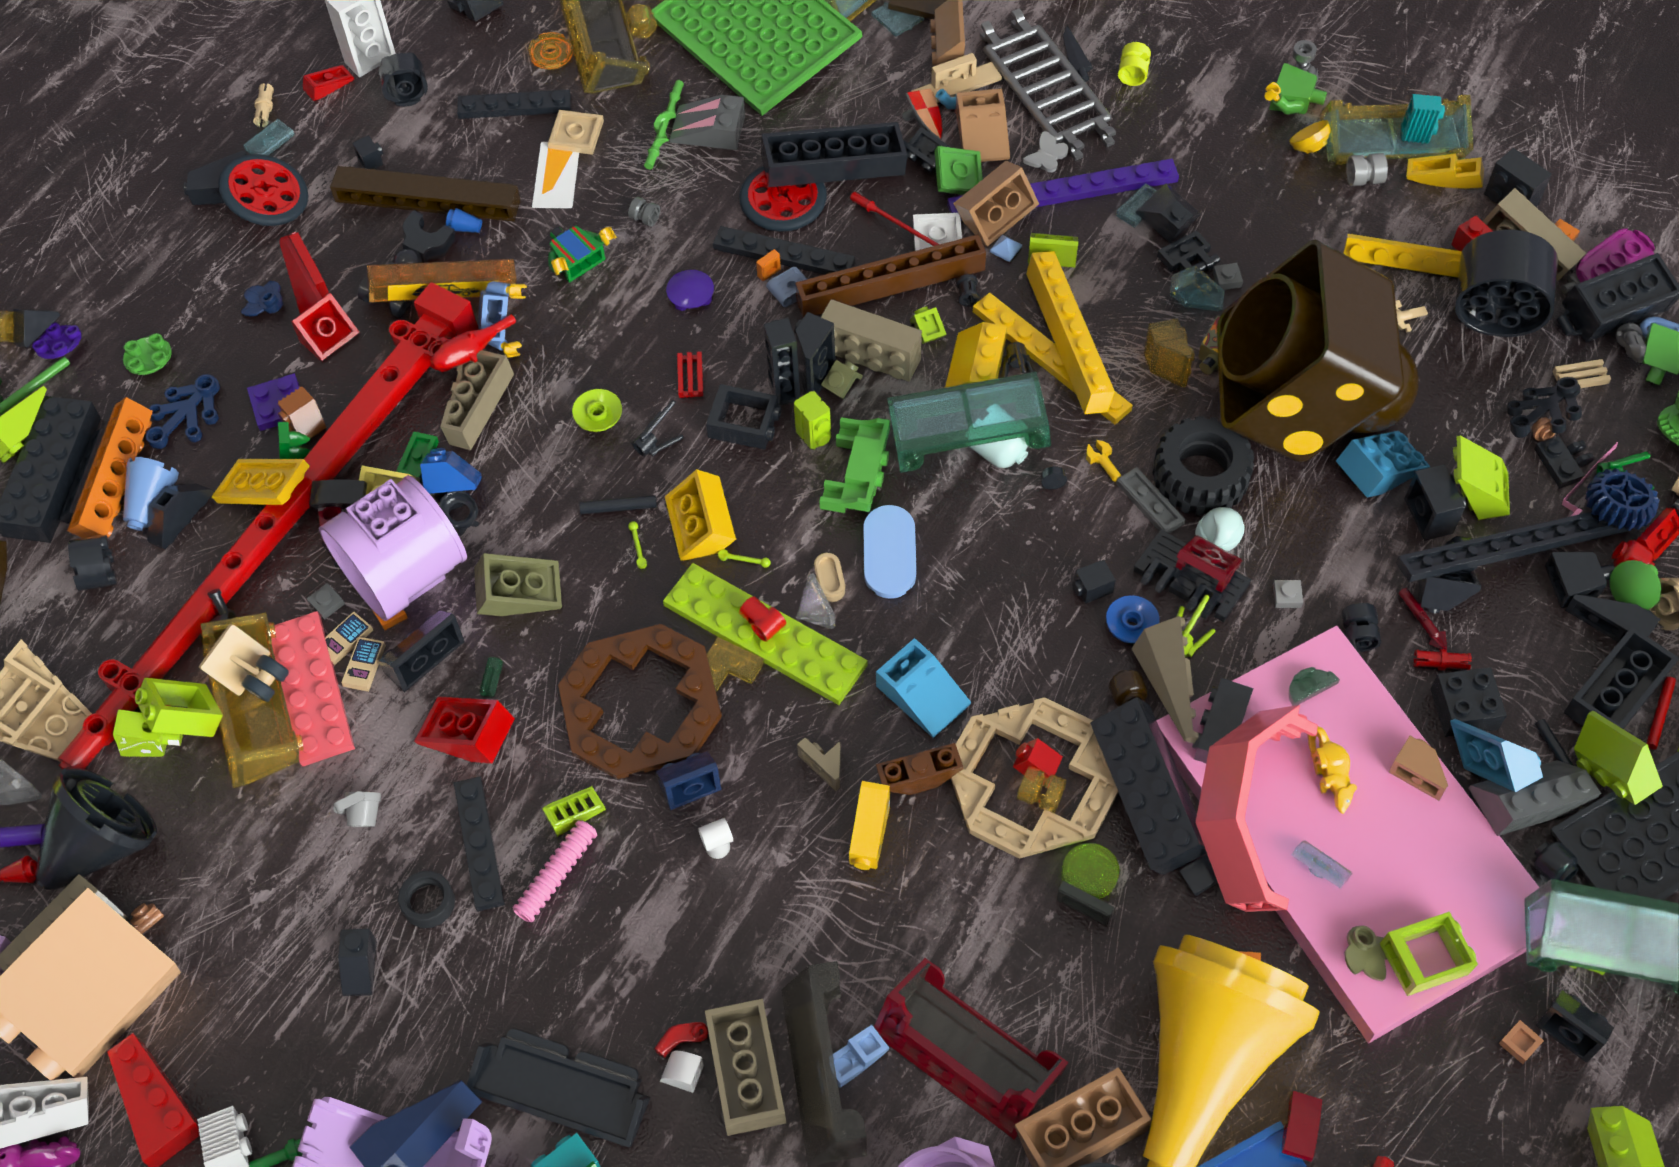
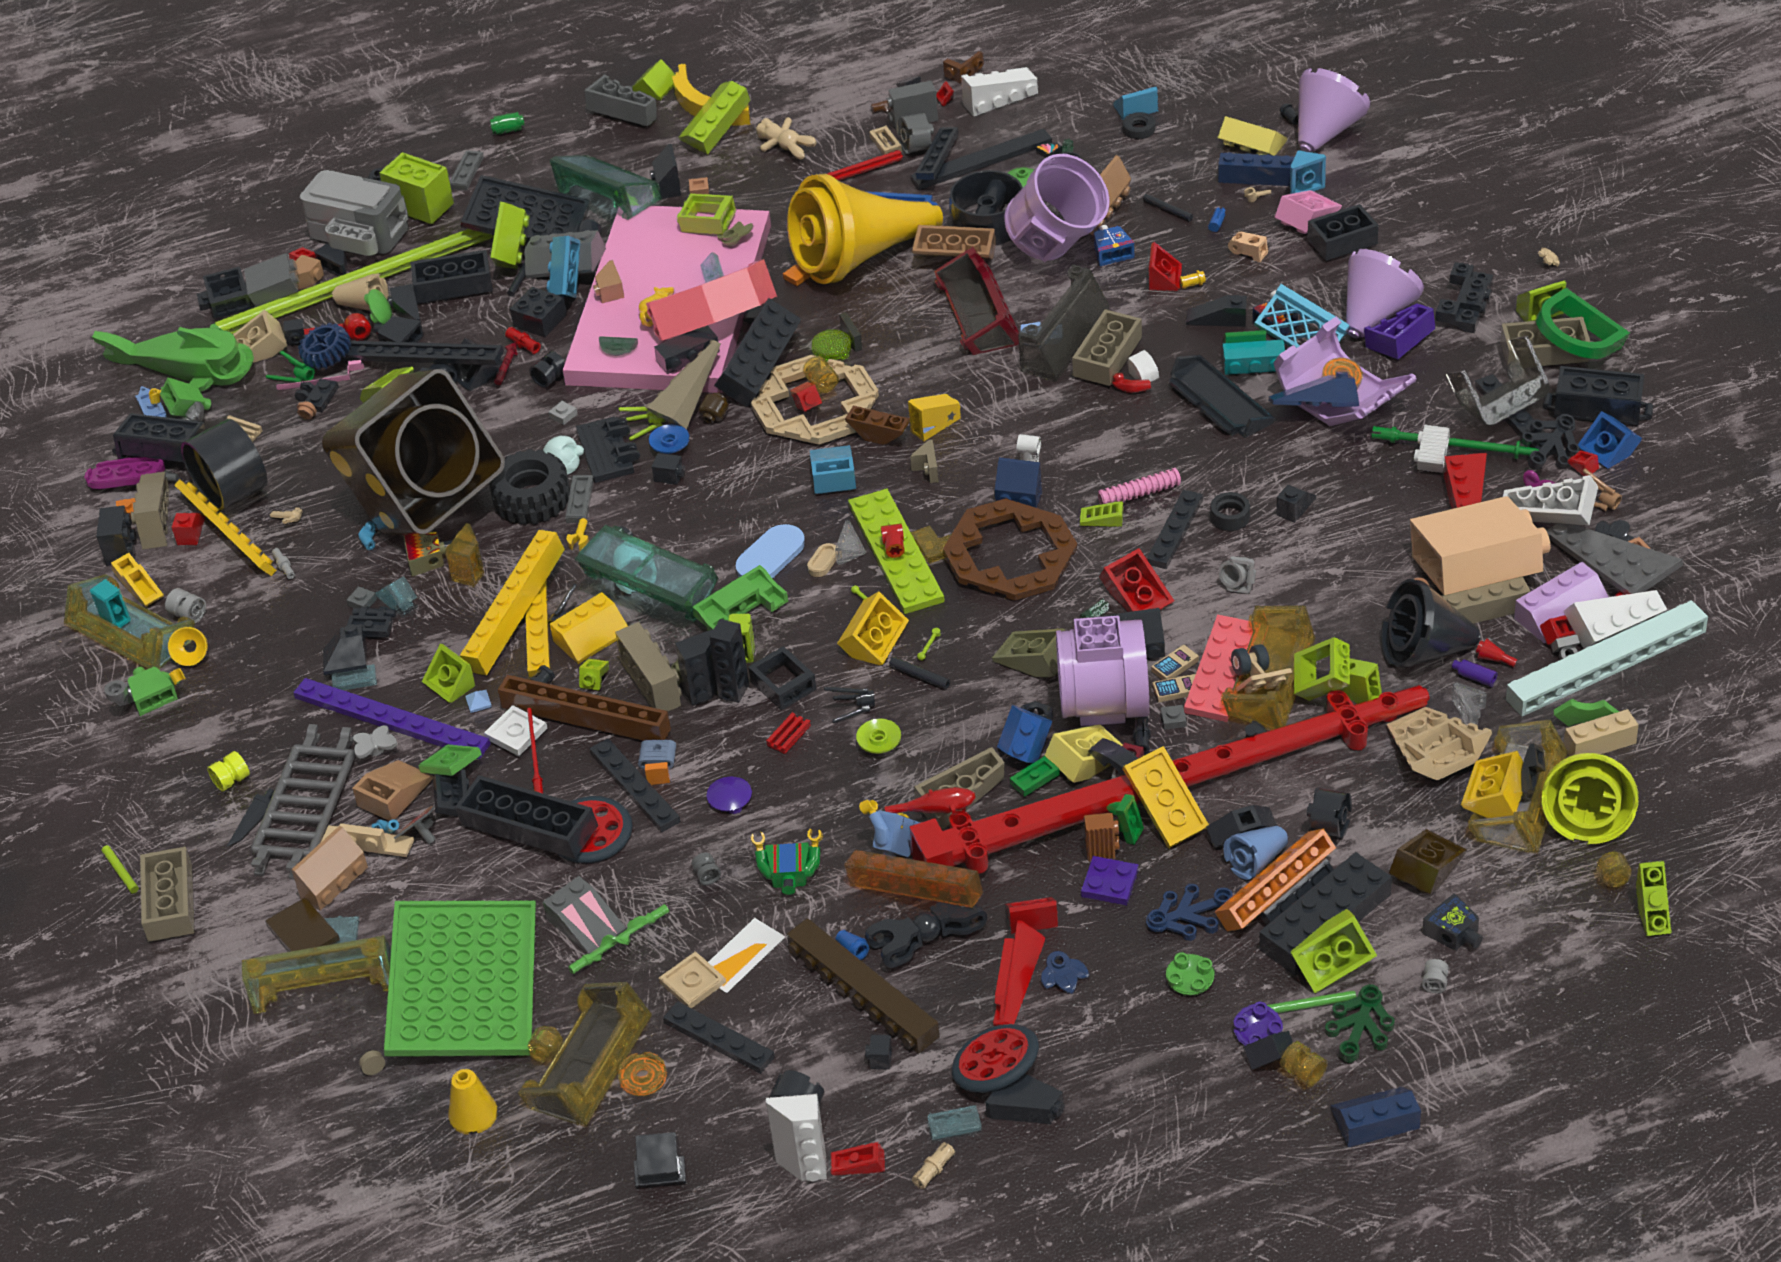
camera: 140 degrees left, 15 degrees down
(997, 202) = (454, 714): medium nougat slope -> none
(1204, 563) = (591, 421): dark red piece -> none
(1566, 388) = (289, 414): black plant -> none

